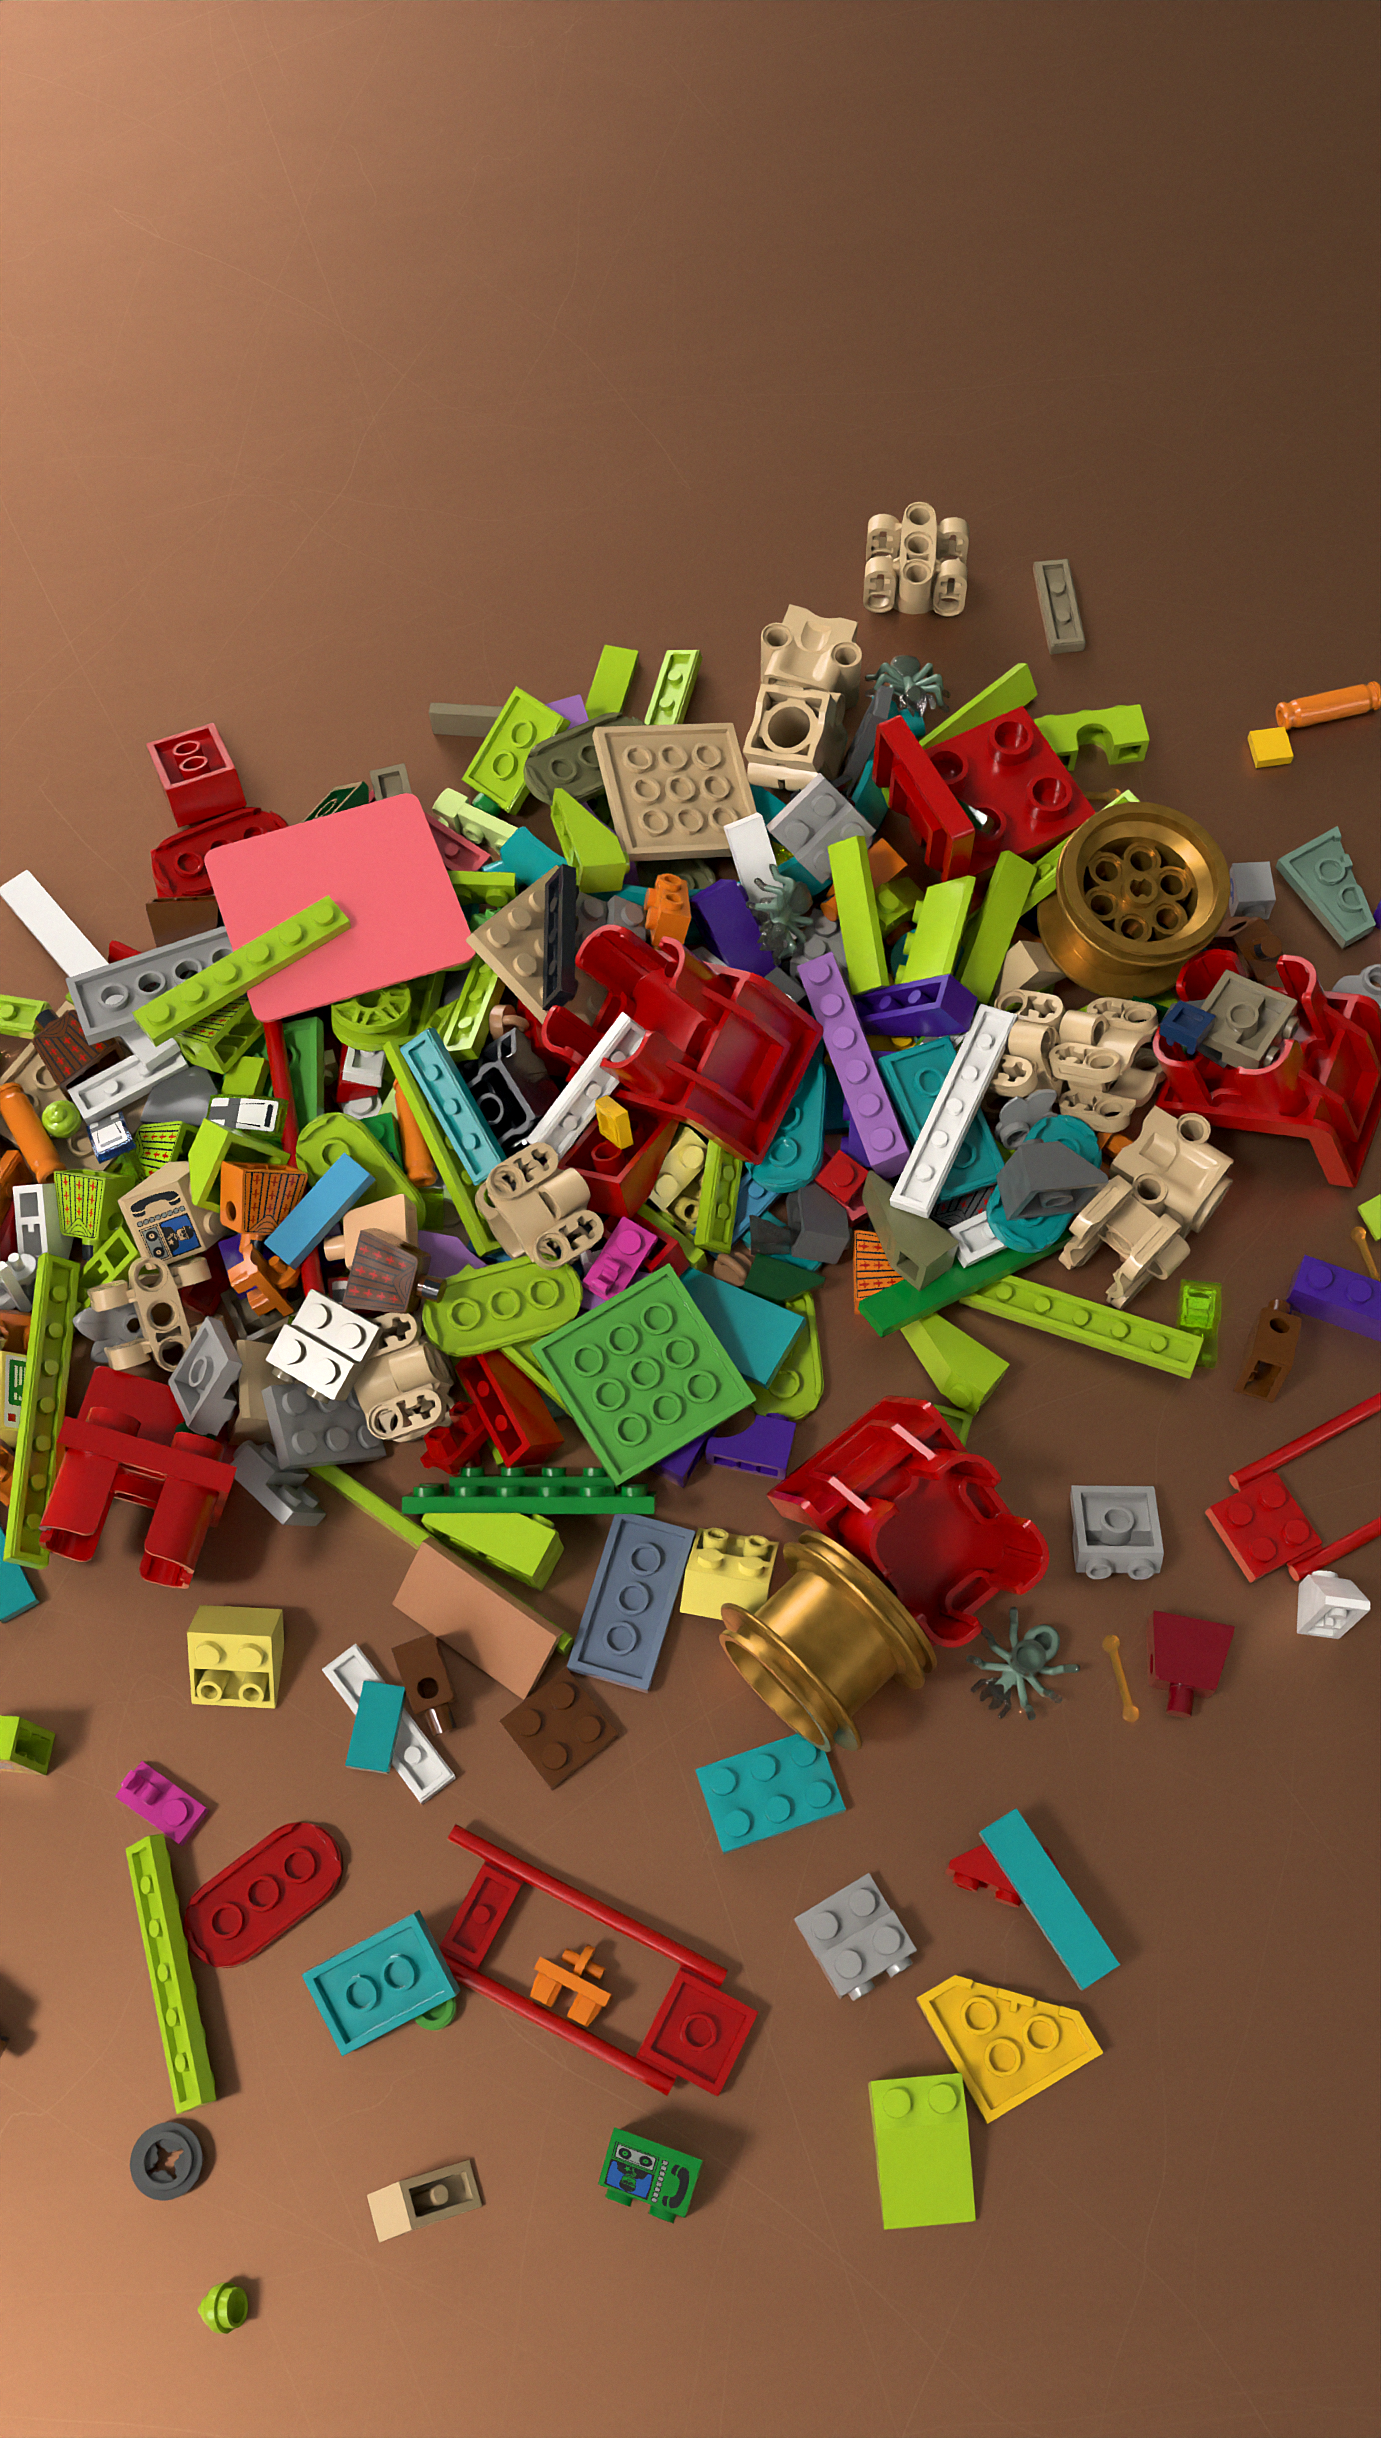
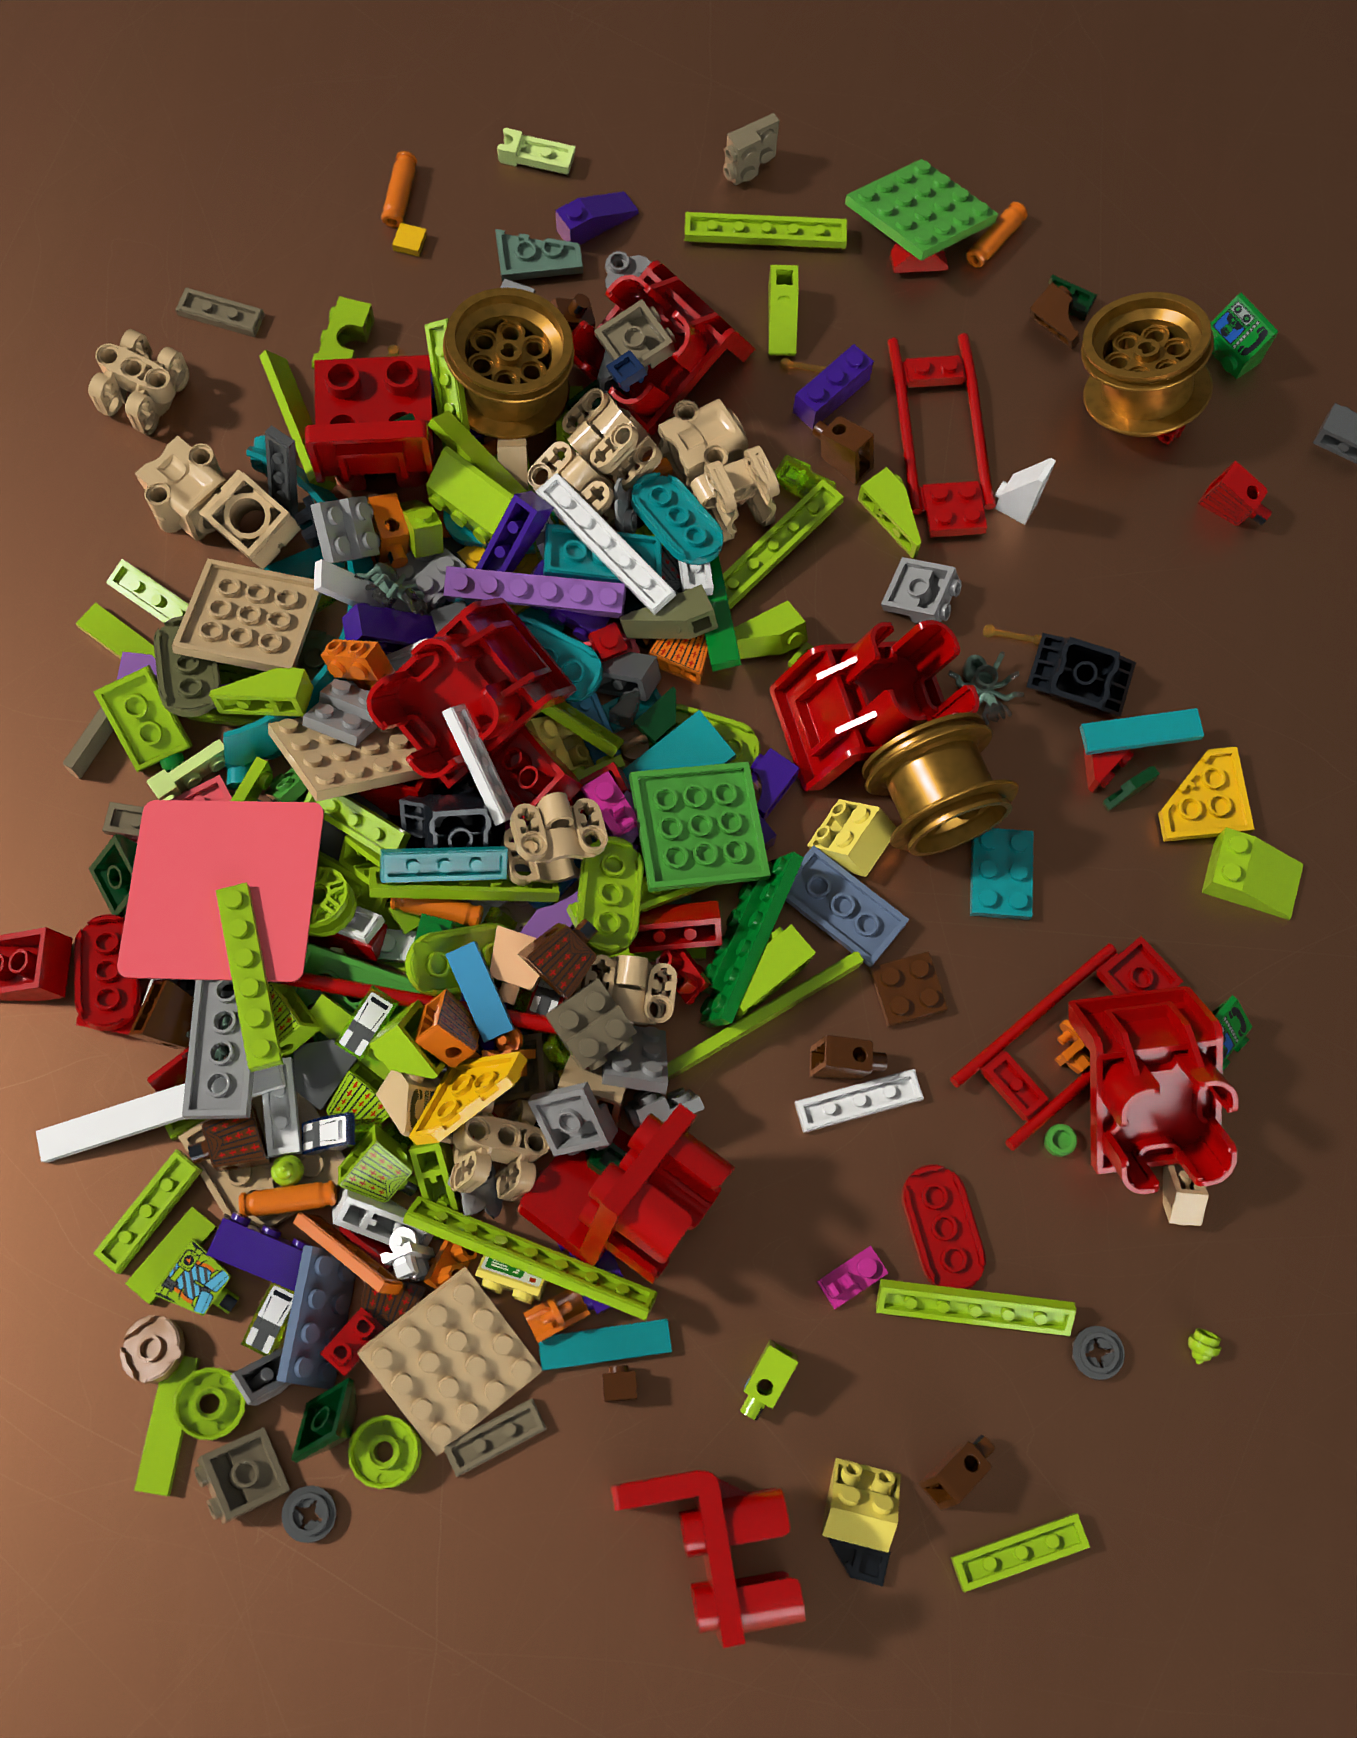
camera: 75 degrees left, 5 degrees up
(187, 1244) = (465, 1093): none -> yellow plate
(235, 1656) = (771, 1185): light yellow slope -> none
(376, 1727) = (863, 1106): teal tile -> none
(381, 1983) = (1039, 1164): teal plate -> none
(477, 1617) = (815, 1009): nougat tile -> none
(503, 1019) = (386, 808): medium nougat tile -> none
(533, 2091) = (1156, 1086): none -> red piece
(559, 938) = (345, 737): black plate -> none
(613, 1122) = (511, 761): yellow tile -> none
(856, 1938) = (1115, 859): light grey plate -> none
(858, 915) = (426, 536): lime tile -> none
(909, 684) = (236, 434): animal -> none
(970, 1922) = (1131, 787): none -> dark green tile
(1047, 1181) = (688, 509): dark grey slope -> none
(1104, 1792) = (1081, 673): none -> black slope
(1185, 1658) = (1019, 590): dark red torso -> none
(1222, 1441) = (889, 504): none -> lime slope

